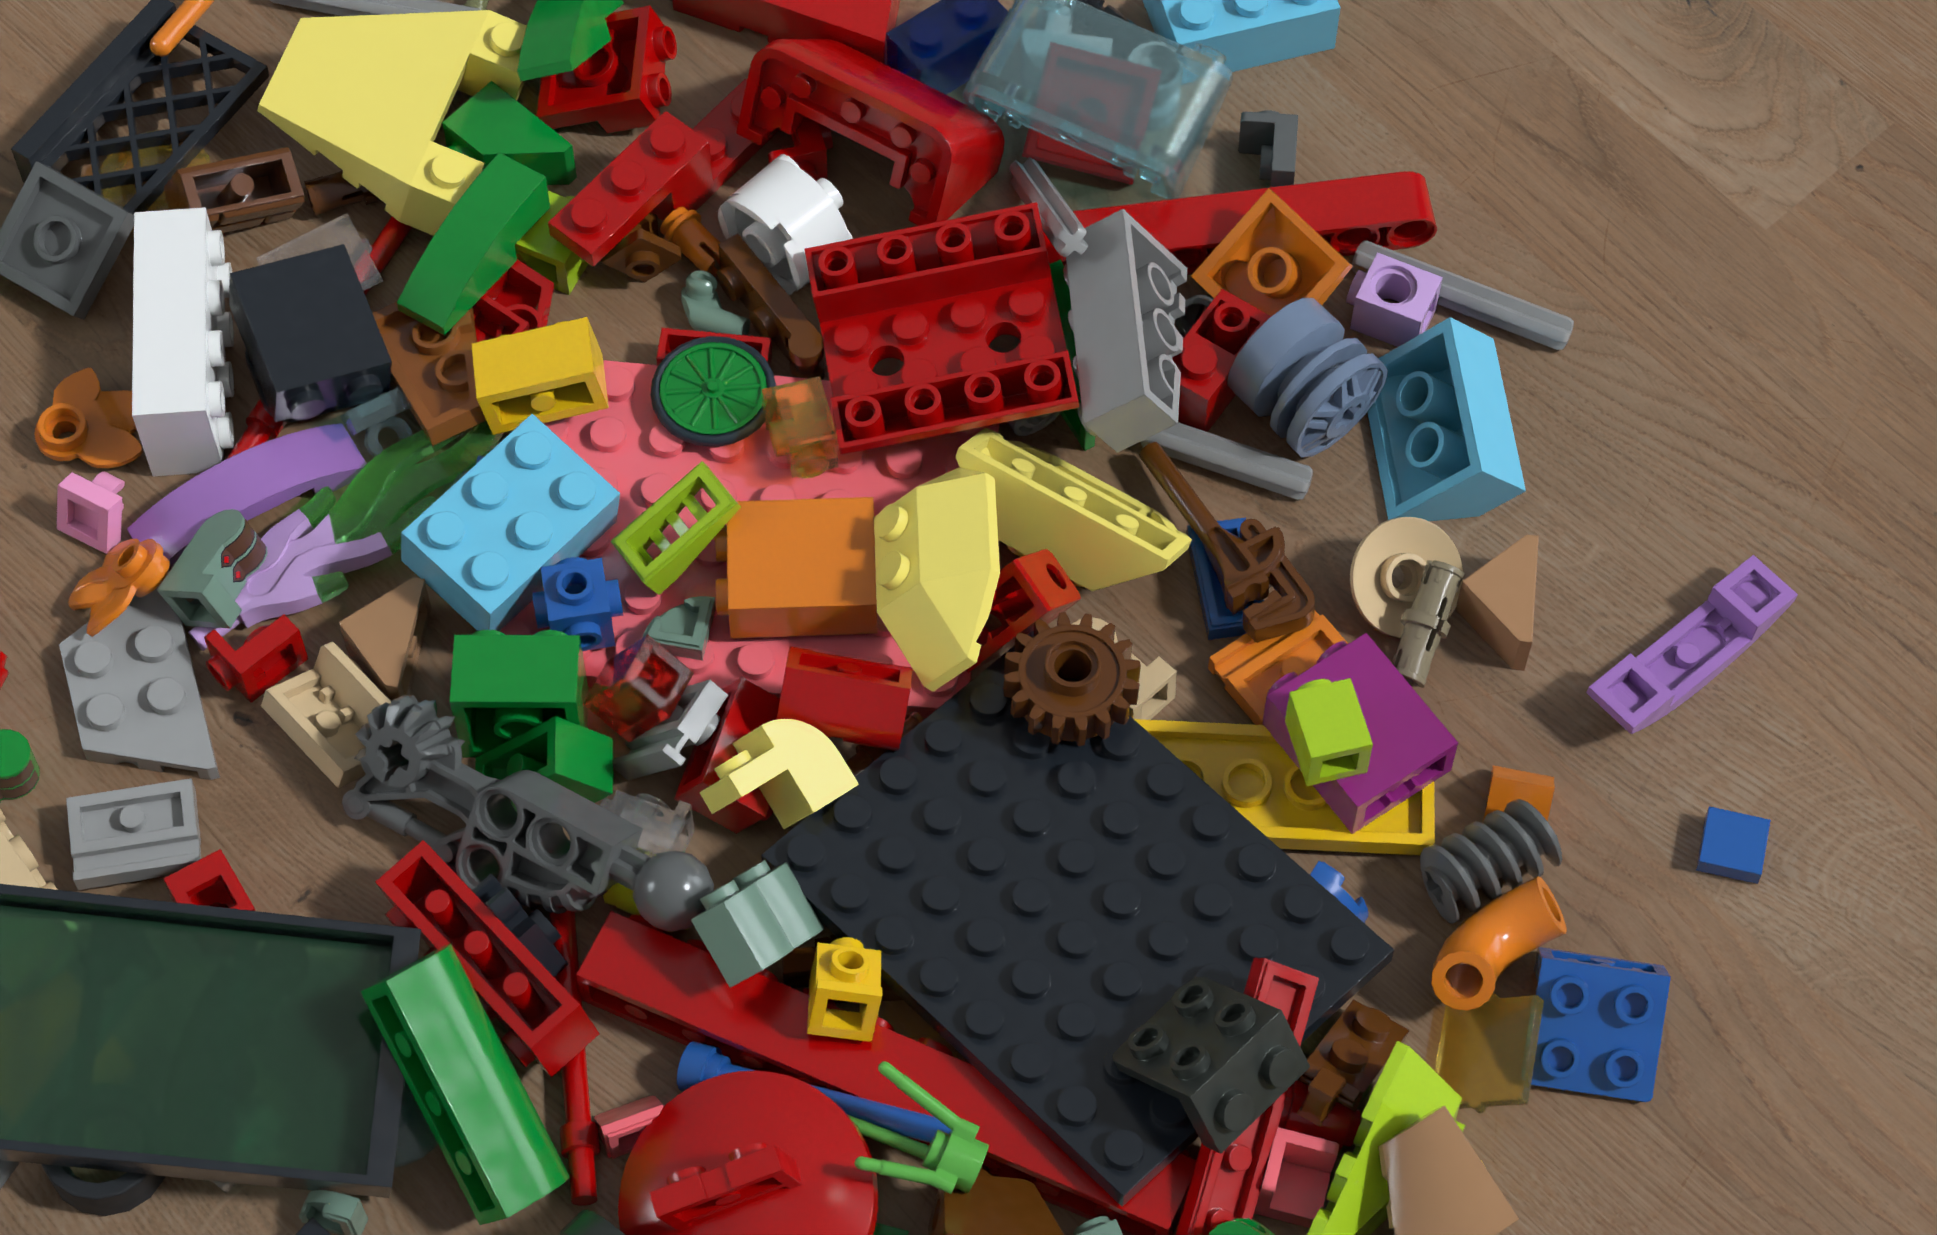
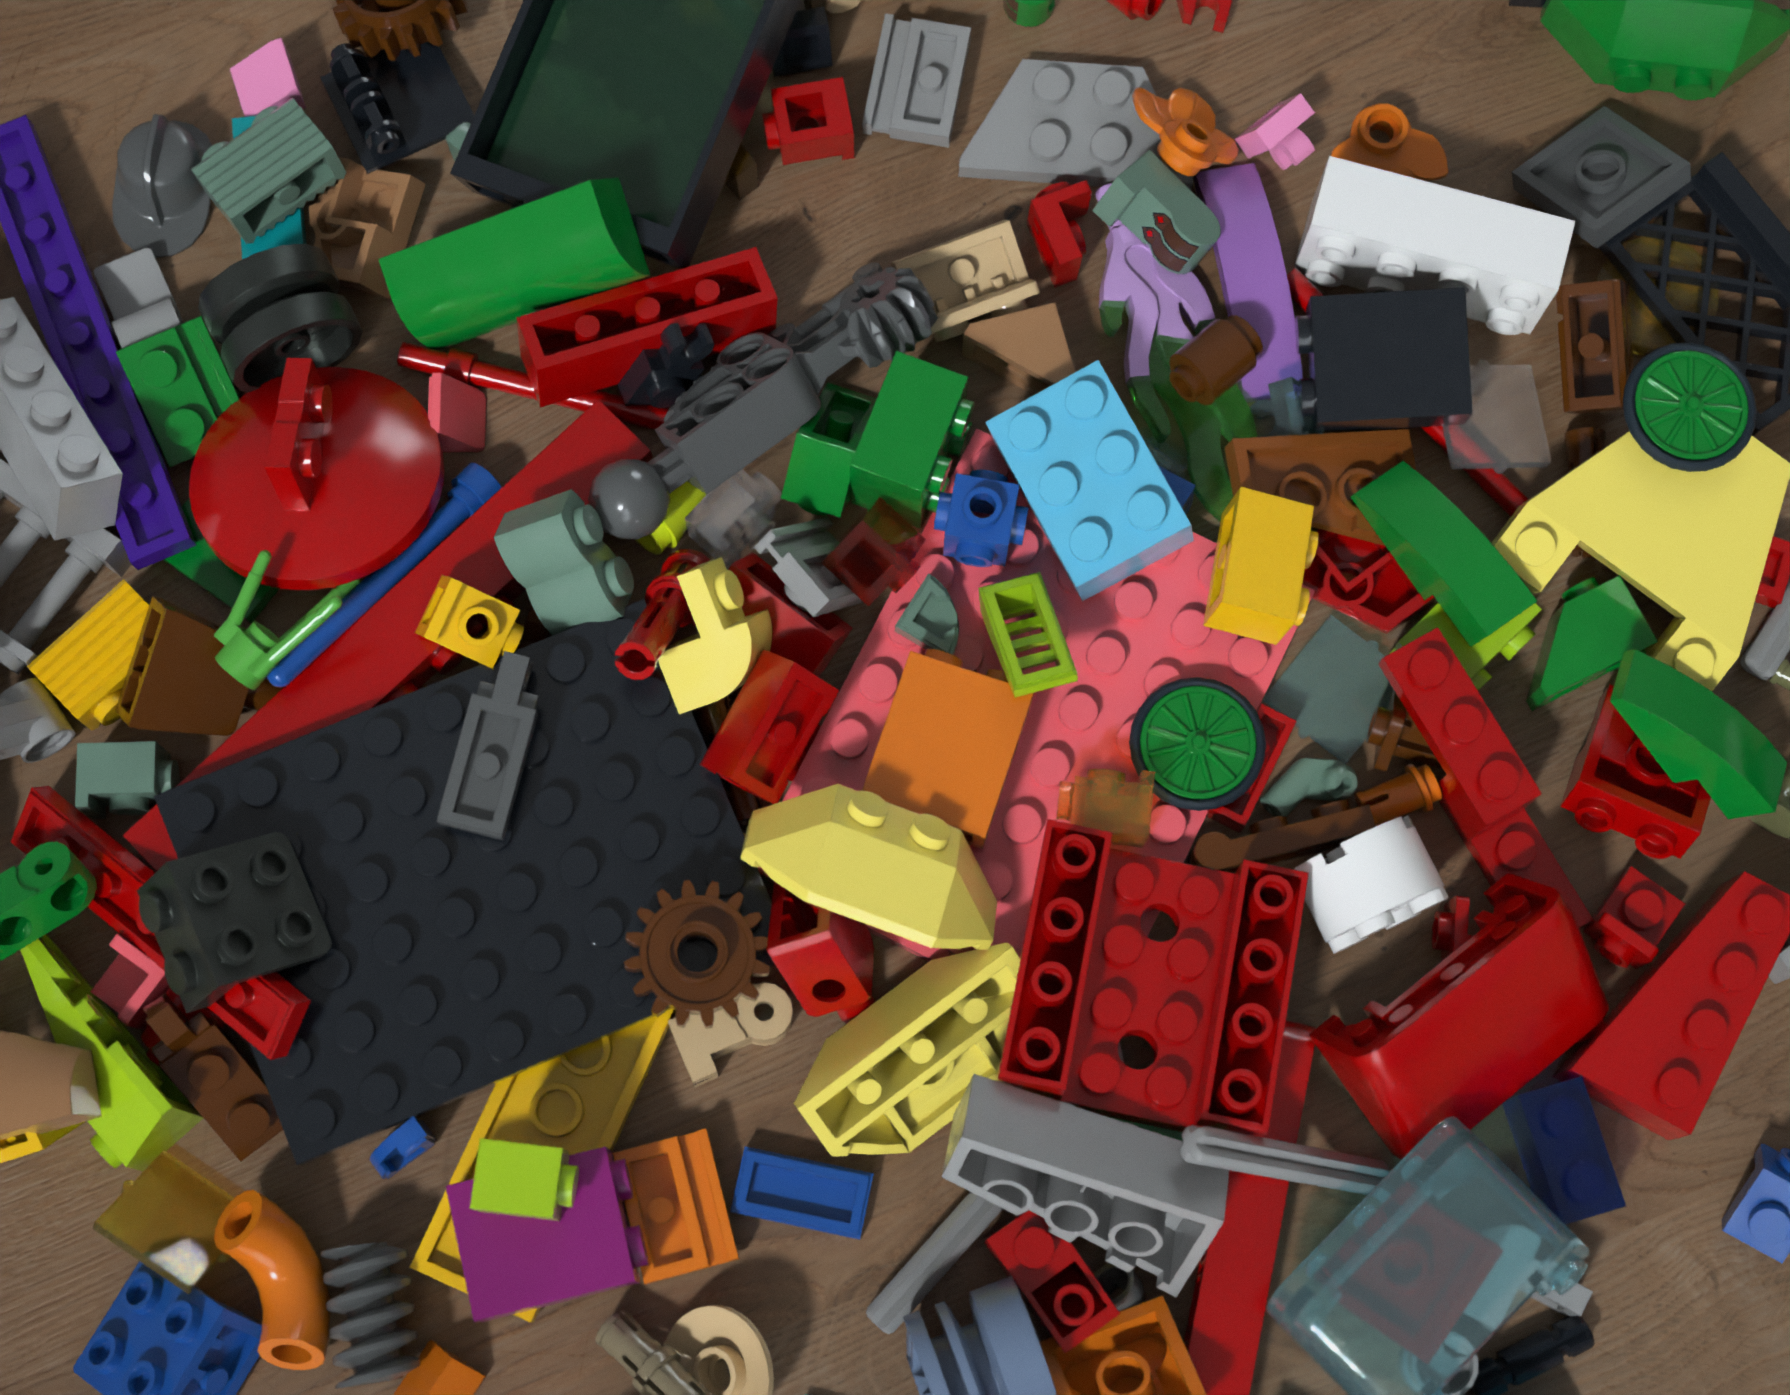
camera: 110 degrees right, 15 degrees up
(278, 93) = (1689, 407): none -> green wheel
(351, 474) = (1215, 360): none -> reddish brown brick
(621, 312) = (1333, 689): none -> clear light blue piece
(726, 52) = (1633, 920): none -> red bracket
(751, 834) = (660, 619): none -> red pin
(961, 904) = (491, 752): none -> dark grey hinge
(1243, 563) = (796, 1207): reddish brown piece -> none

